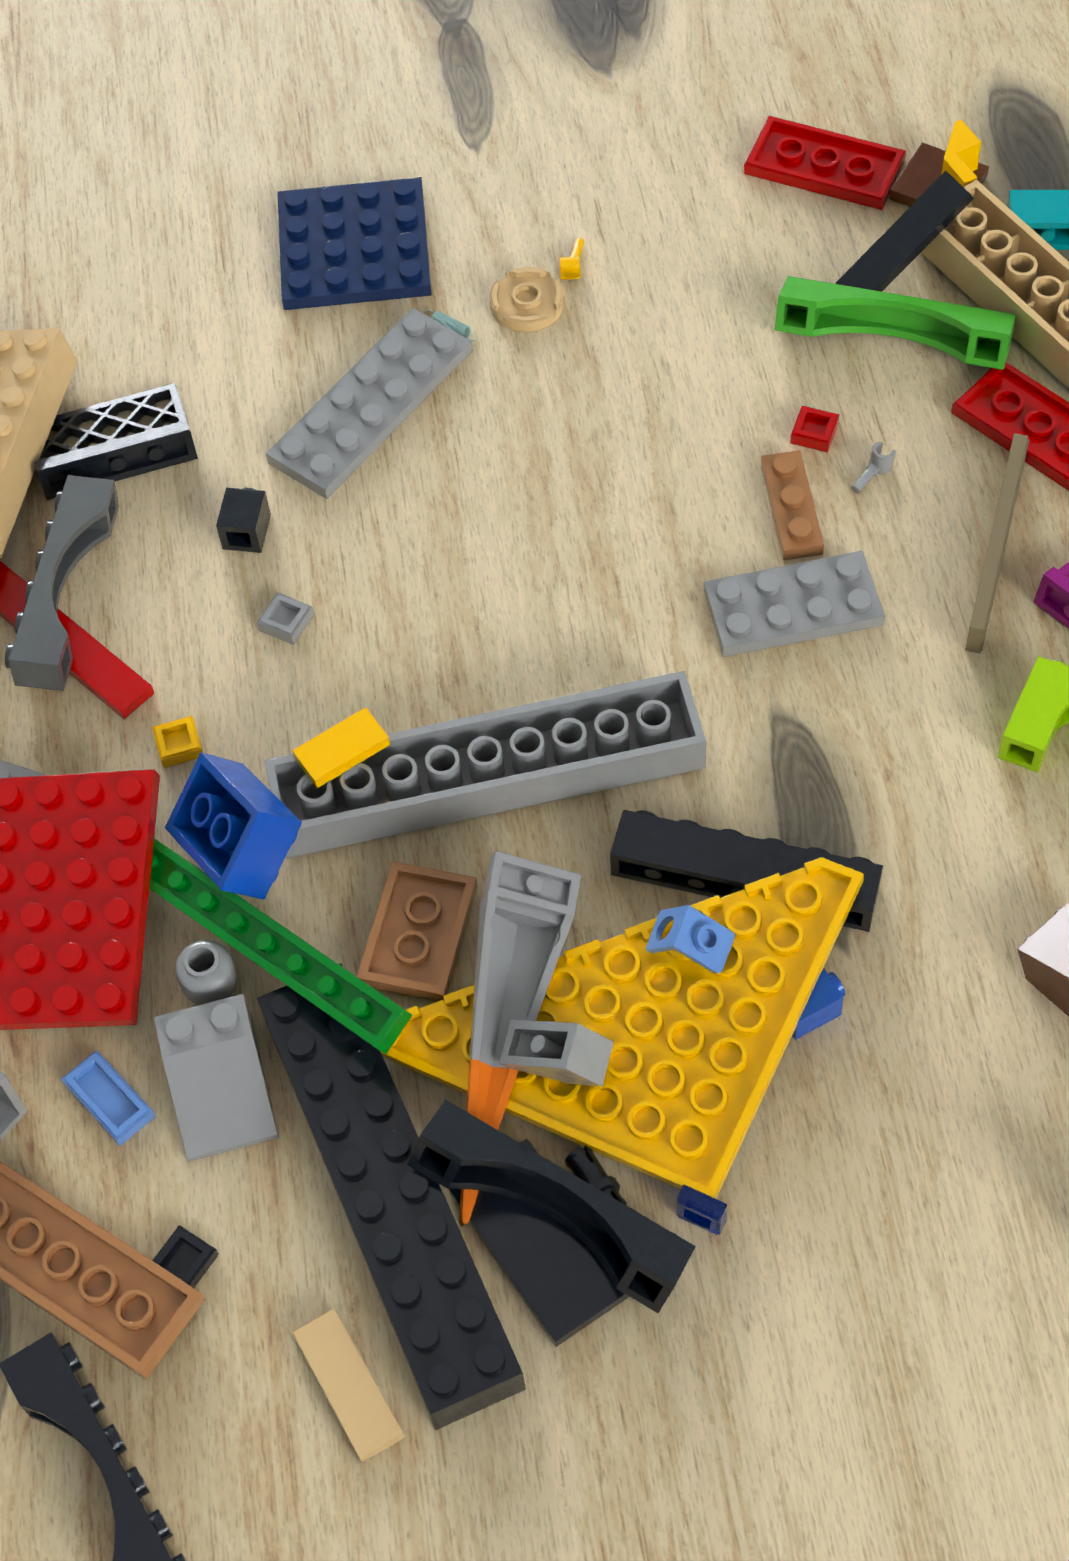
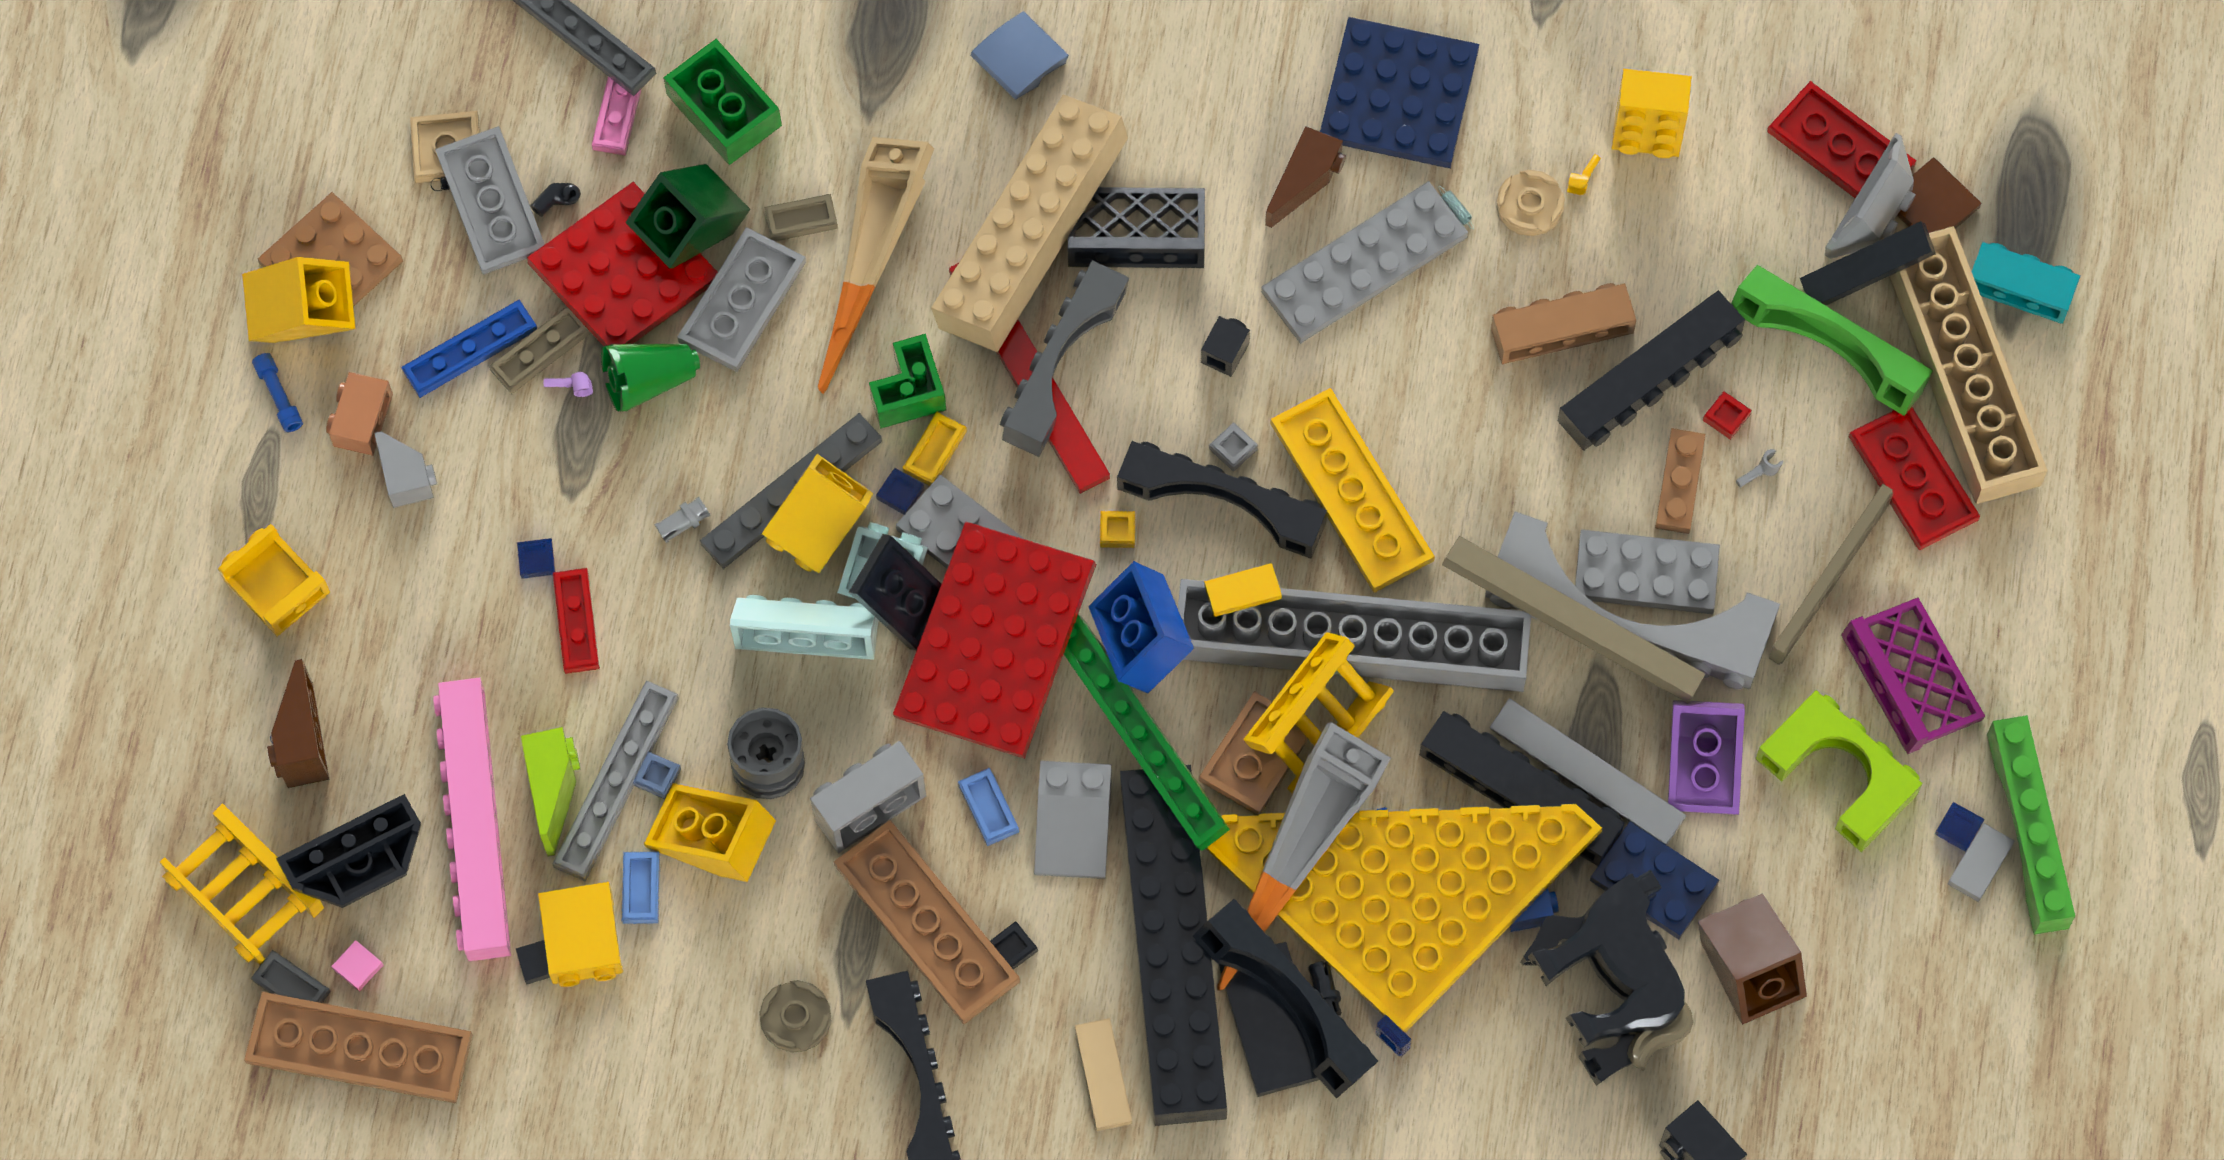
camera: 15 degrees right, 10 degrees up
(205, 668) = (1157, 474): none -> black arch
(206, 972) = (1088, 736): light grey head -> none
(278, 337) = (1307, 173): none -> reddish brown slope
(435, 620) = (1352, 490): none -> yellow plate
(445, 836) = (1301, 690): none -> yellow fence
(557, 1051) = (1327, 888): light grey slope -> none
(605, 392) = (1563, 323): none -> medium nougat brick
(622, 168) = (1651, 113): none -> yellow brick
(692, 936) = (1456, 835): medium blue bracket -> none
(716, 409) = (1651, 371): none -> black brick
(737, 664) = (1573, 619): none -> dark tan tile
(809, 825) = (1587, 771): none -> light grey tile
(887, 185) = (1877, 203): none -> light grey wedge
(908, 650) = (1719, 646): none -> light grey arch
(941, 924) = (1682, 882): none -> dark blue plate
(944, 768) = (1706, 756): none -> medium lavender slope
(962, 154) = (1955, 190): yellow slope -> none
(963, 1024) = (1630, 964): none -> black piece

